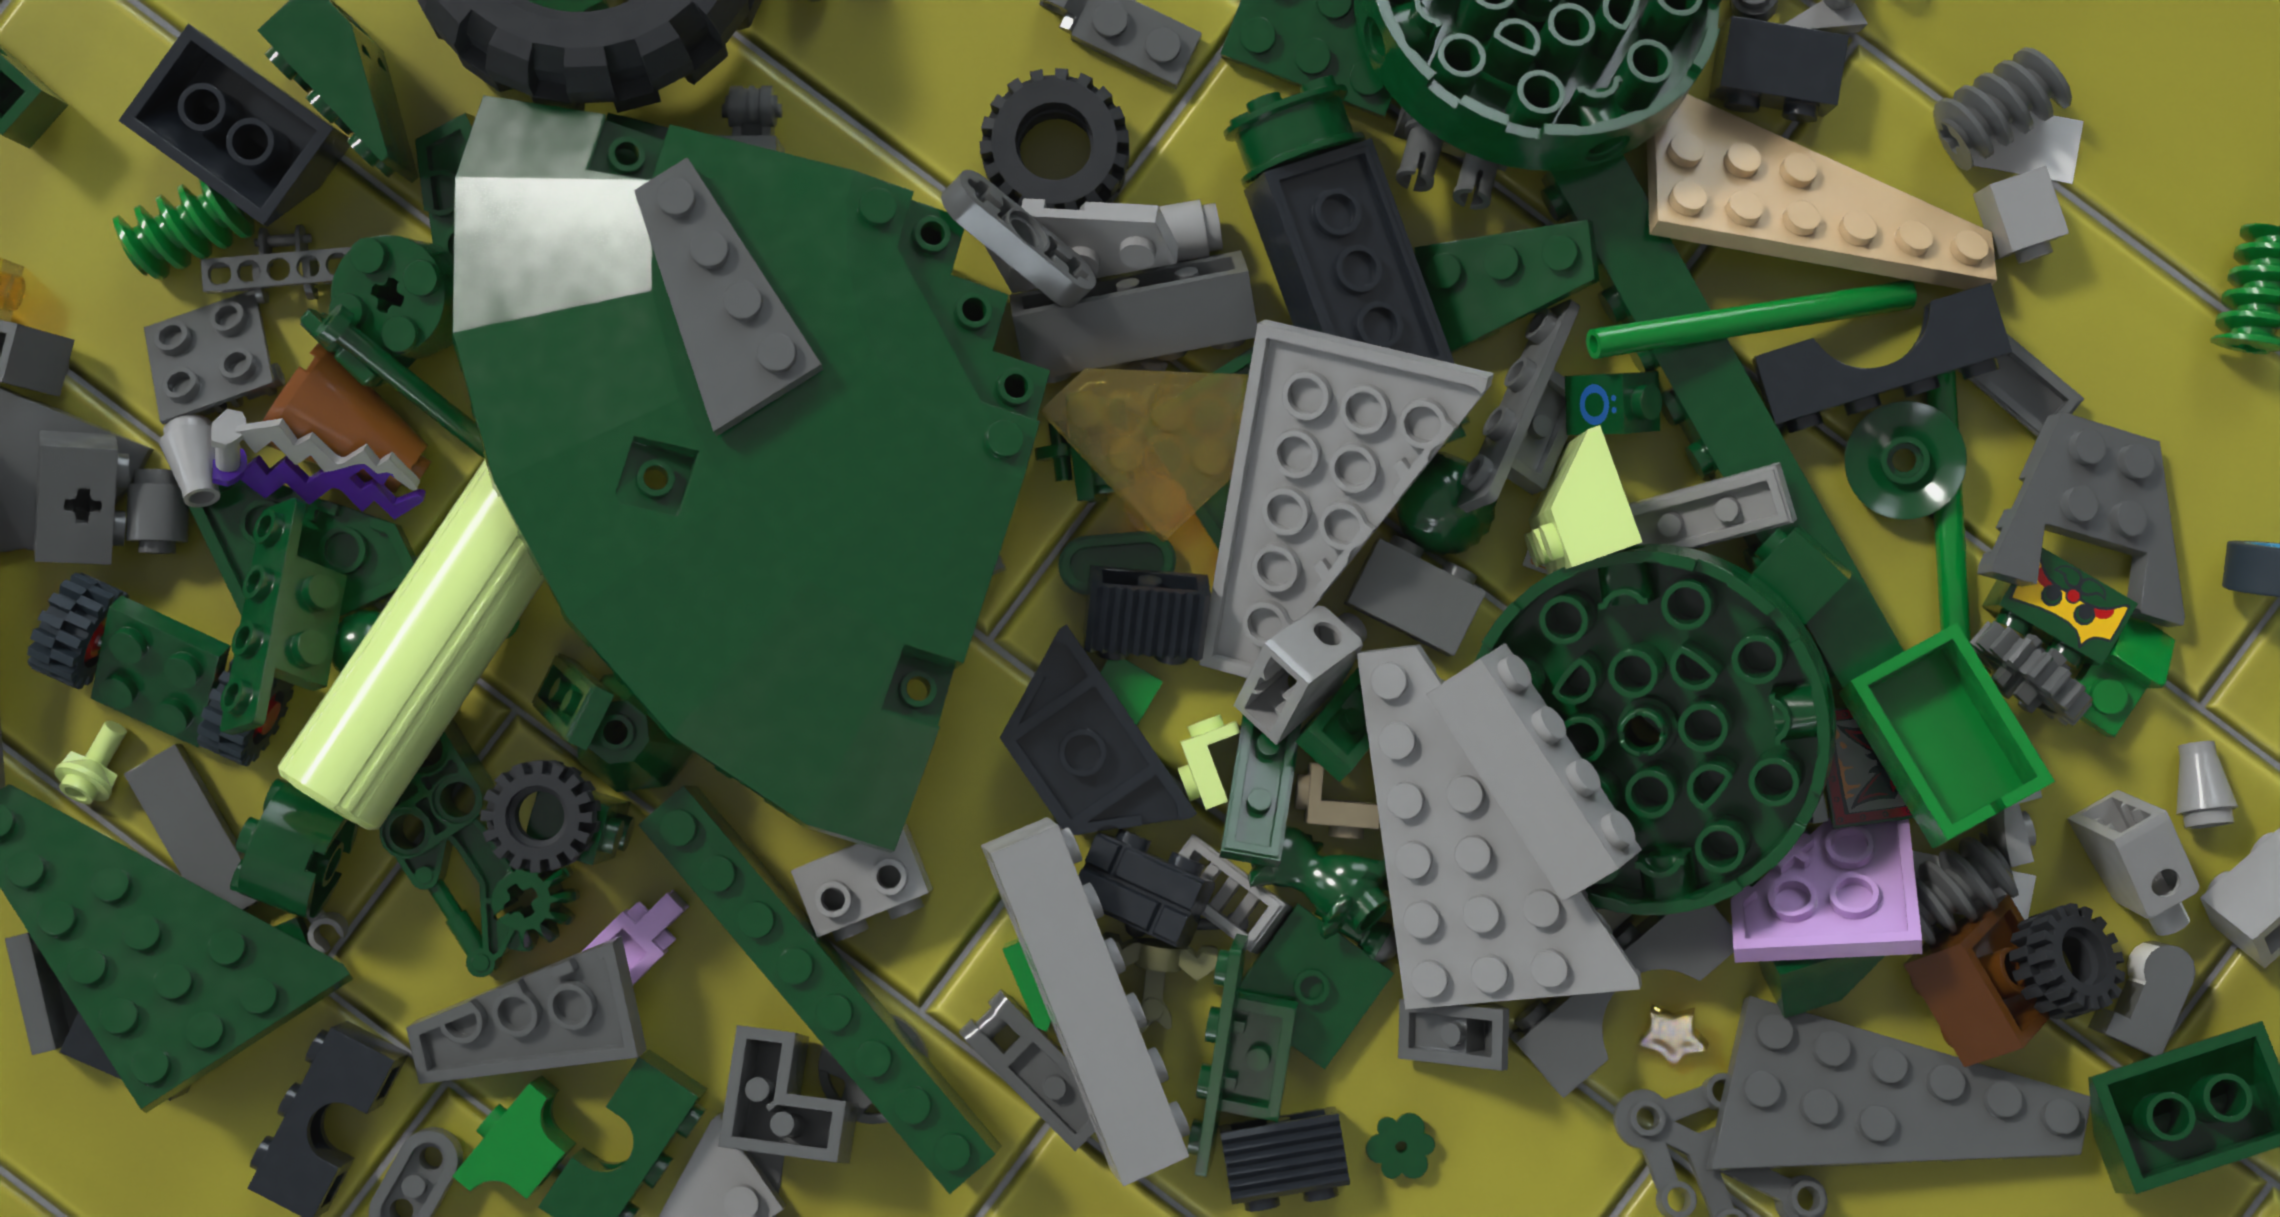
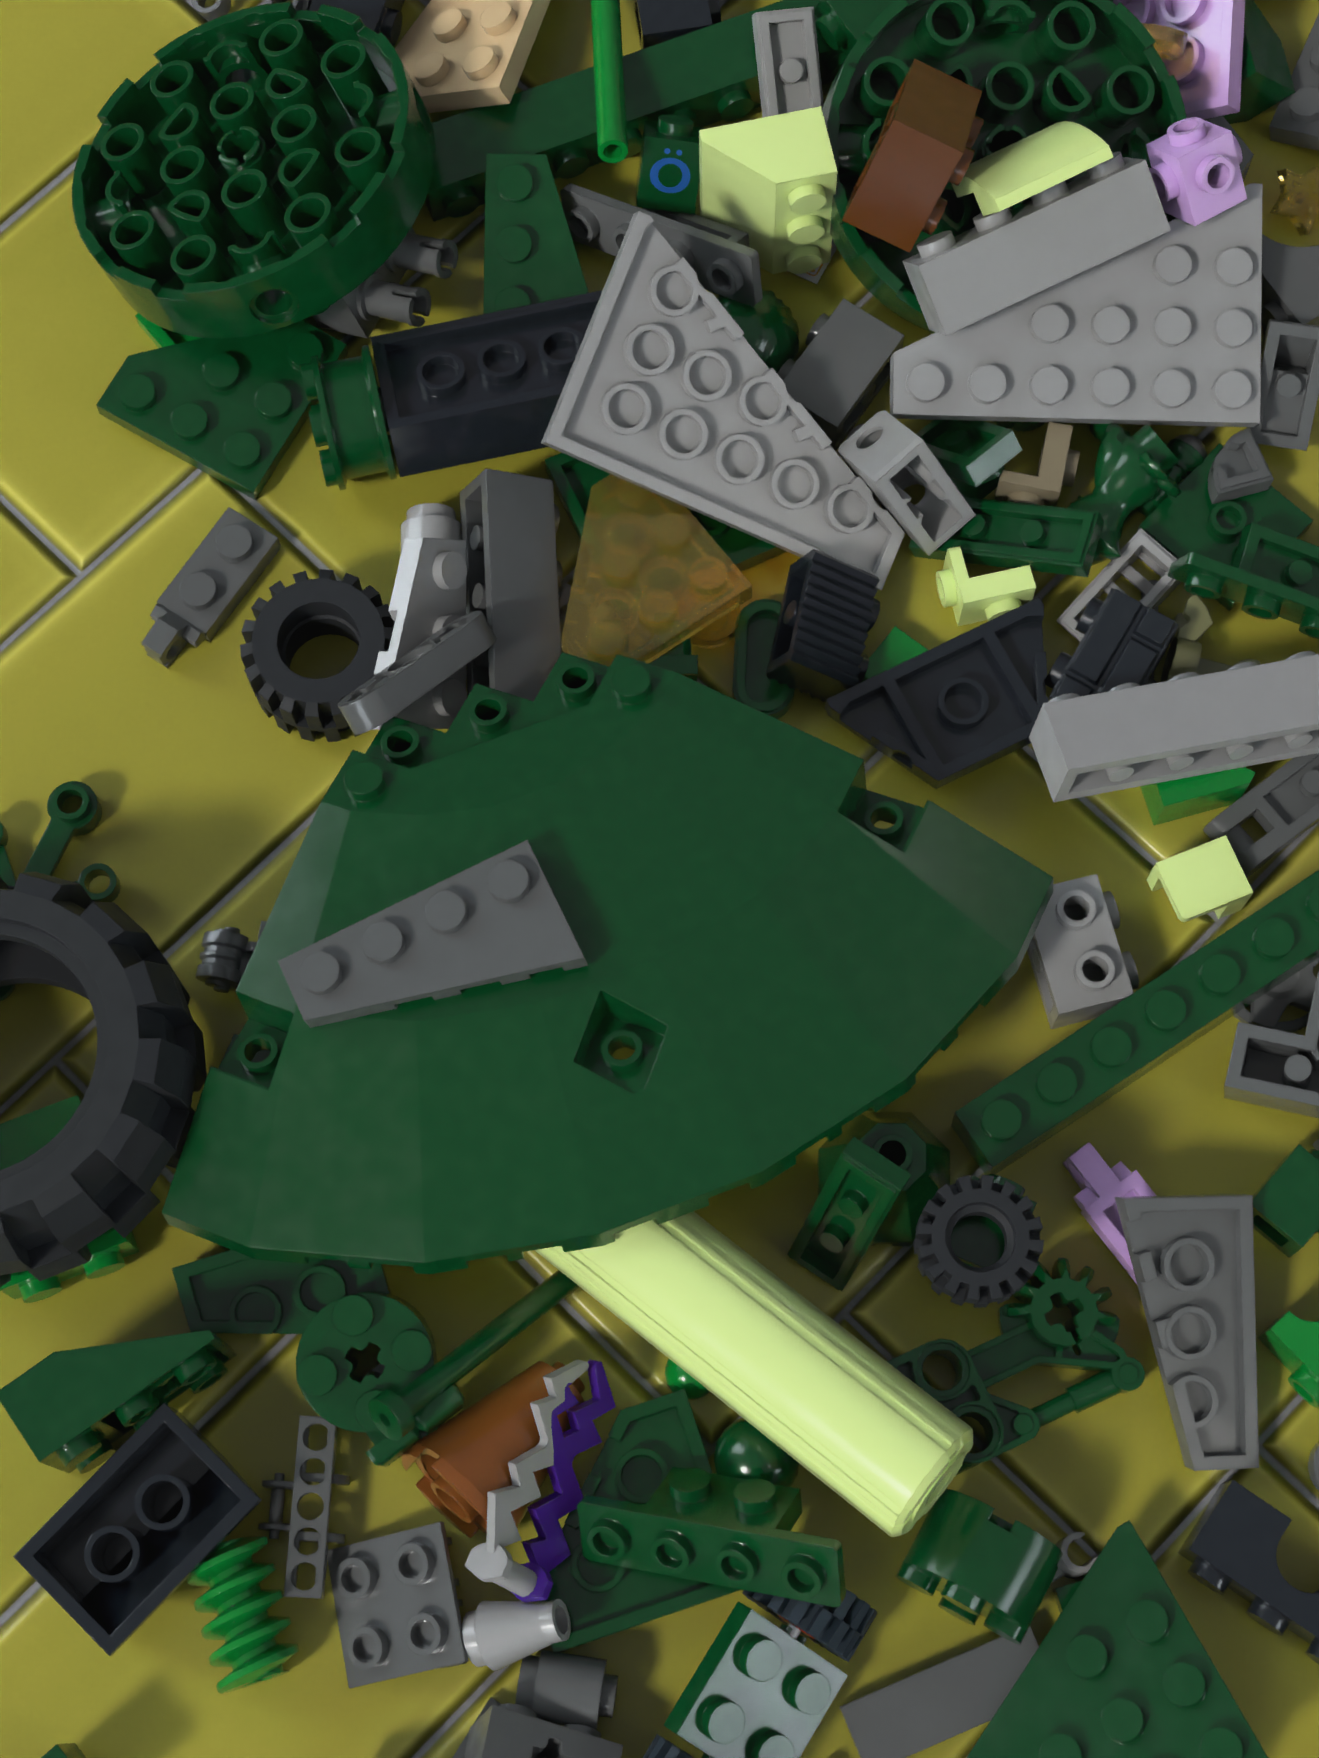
camera: 80 degrees left, 15 degrees down
(940, 990) = (1203, 881): none -> yellowish green panel
(1363, 992) = (1238, 469): none -> dark grey tile
(1598, 643) = (916, 155): none -> reddish brown brick
(1601, 755) = (1032, 166): none -> yellowish green slope
(1633, 921) = (1196, 170): none -> lavender brick
(1799, 872) = (1169, 41): none -> clear yellow tile

